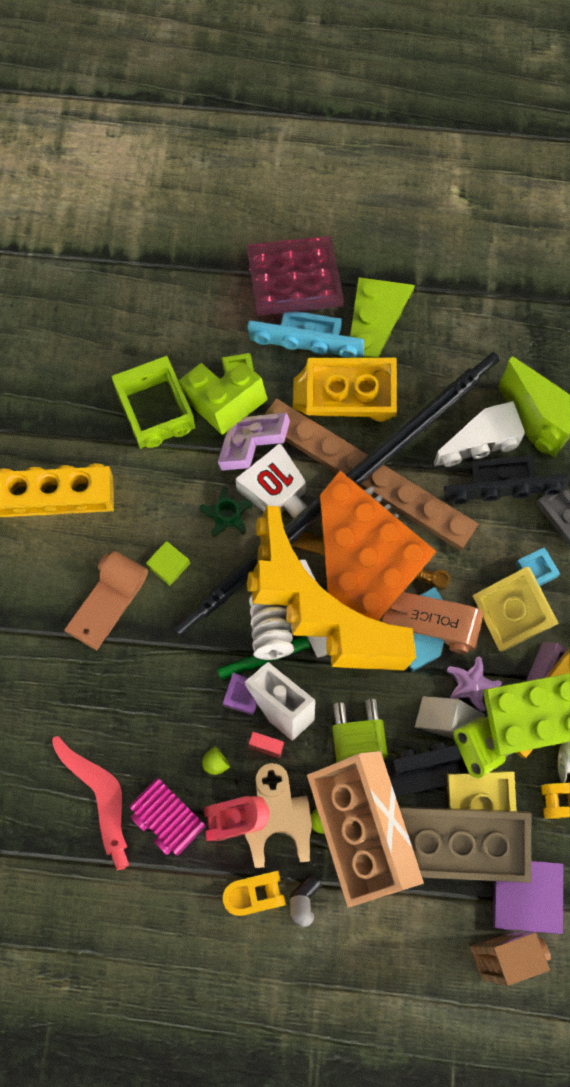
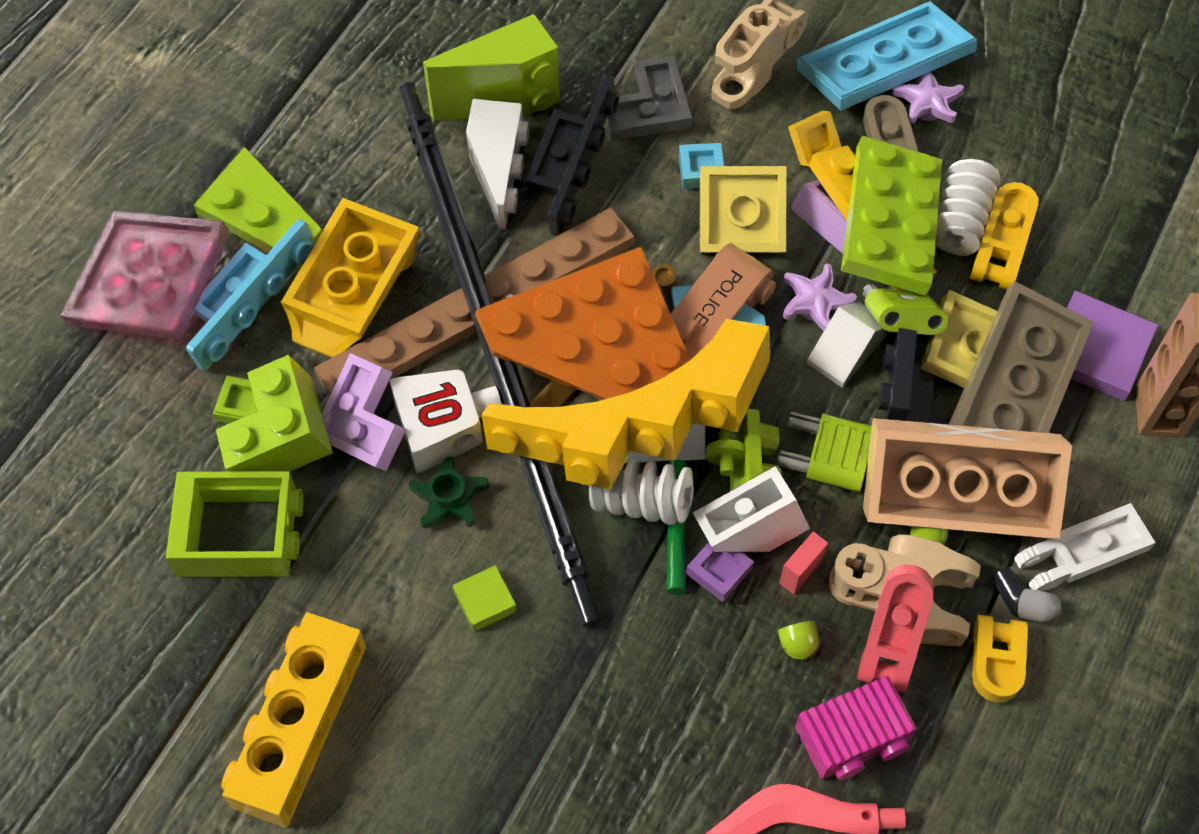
camera: 65 degrees left, 10 degrees down
(117, 587) = (502, 698): nougat door -> none
(341, 678) = (741, 451): none -> lime hips
(359, 934) = (1088, 547): none -> white hinge

